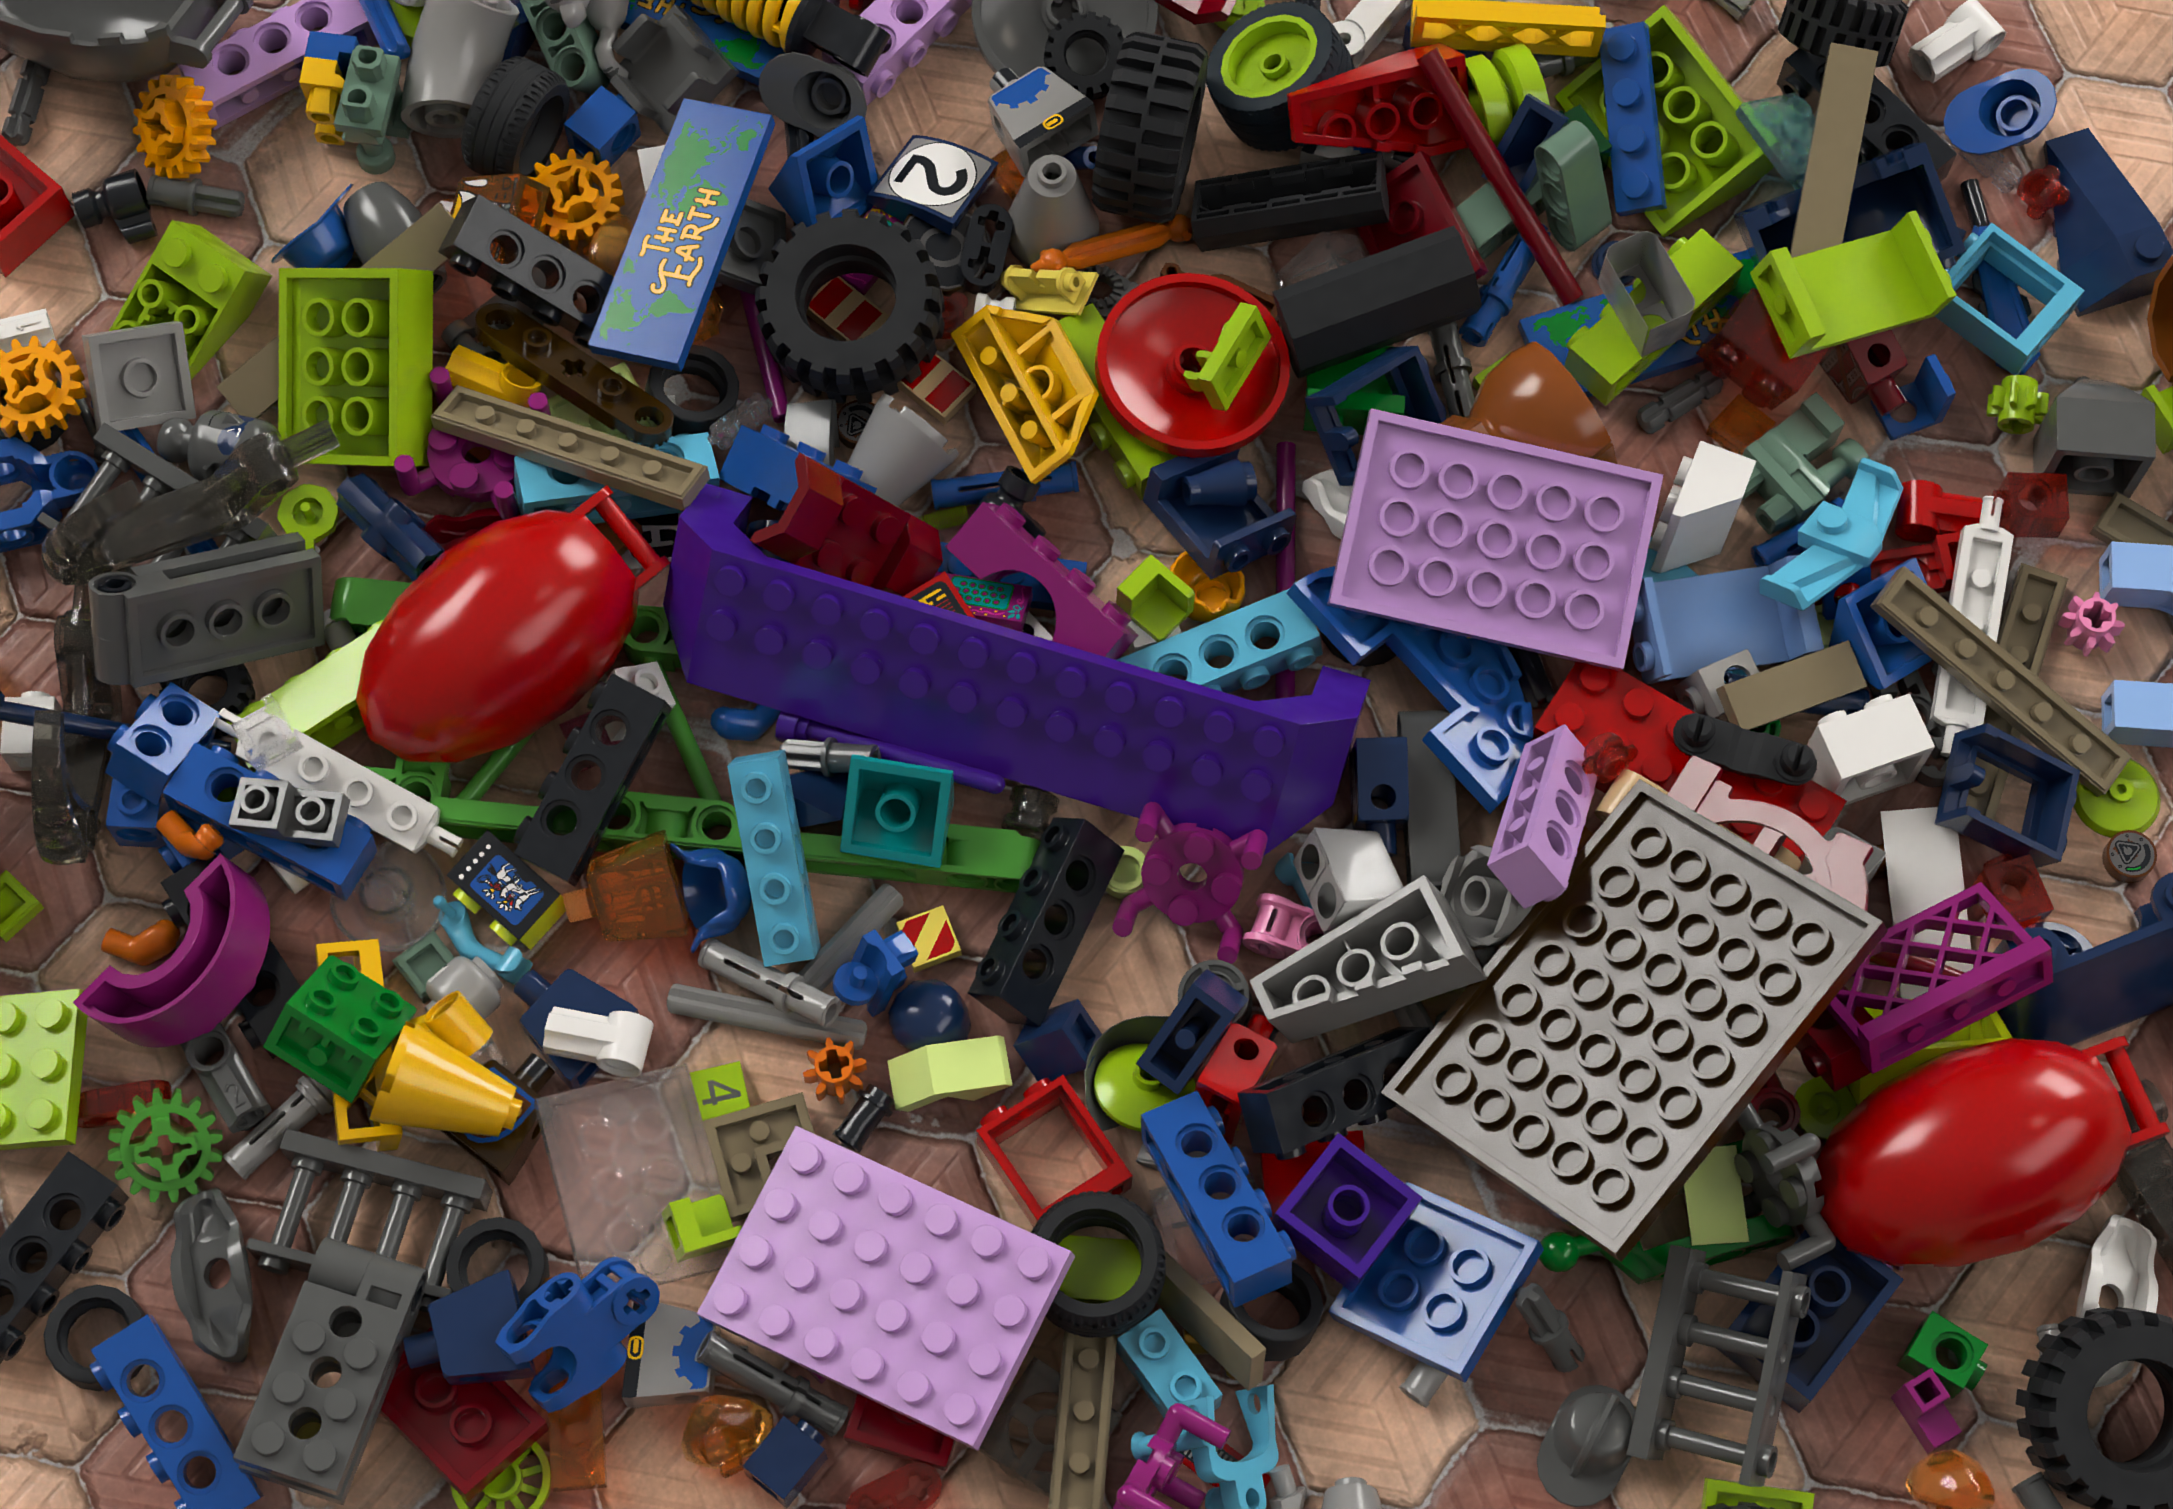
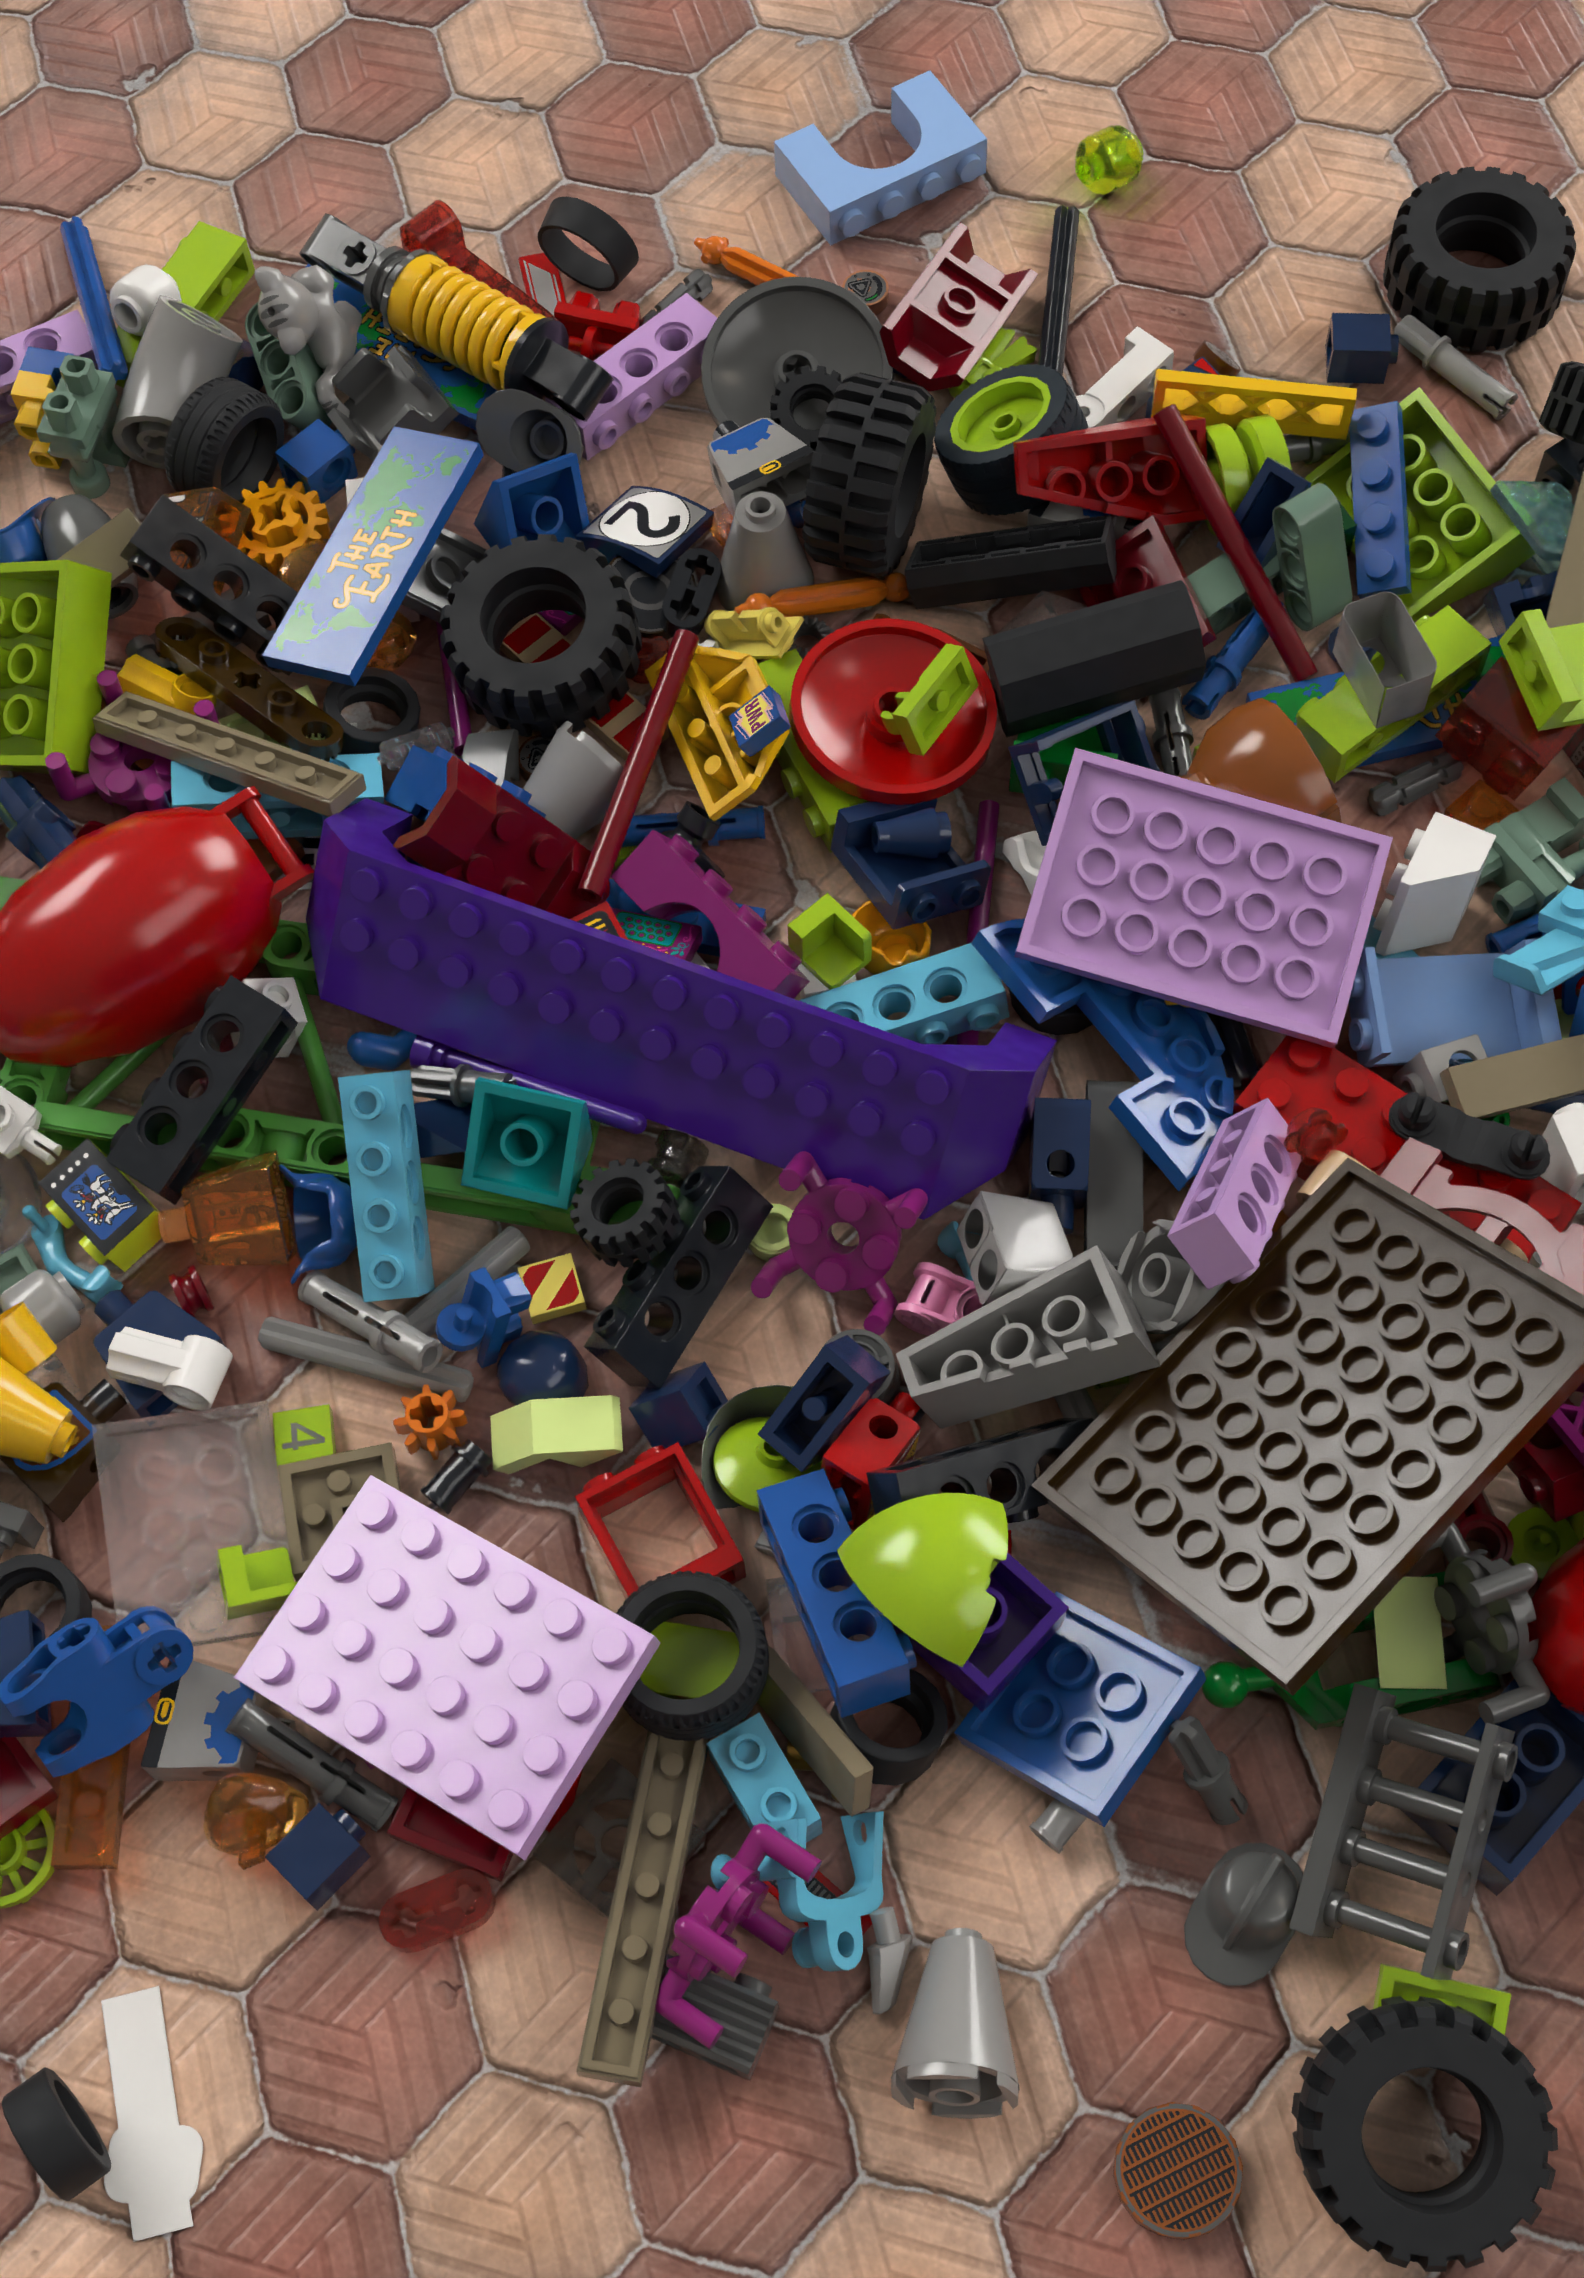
camera: 10 degrees right, 5 degrees down
(599, 965) = (191, 1291): none -> dark red bush
(959, 435) = (637, 767): none -> dark red piece
(985, 846) = (641, 1232): none -> black tyre
(1071, 387) = (759, 721): none -> blue tile
(1304, 1173) = (931, 1567): none -> lime brick

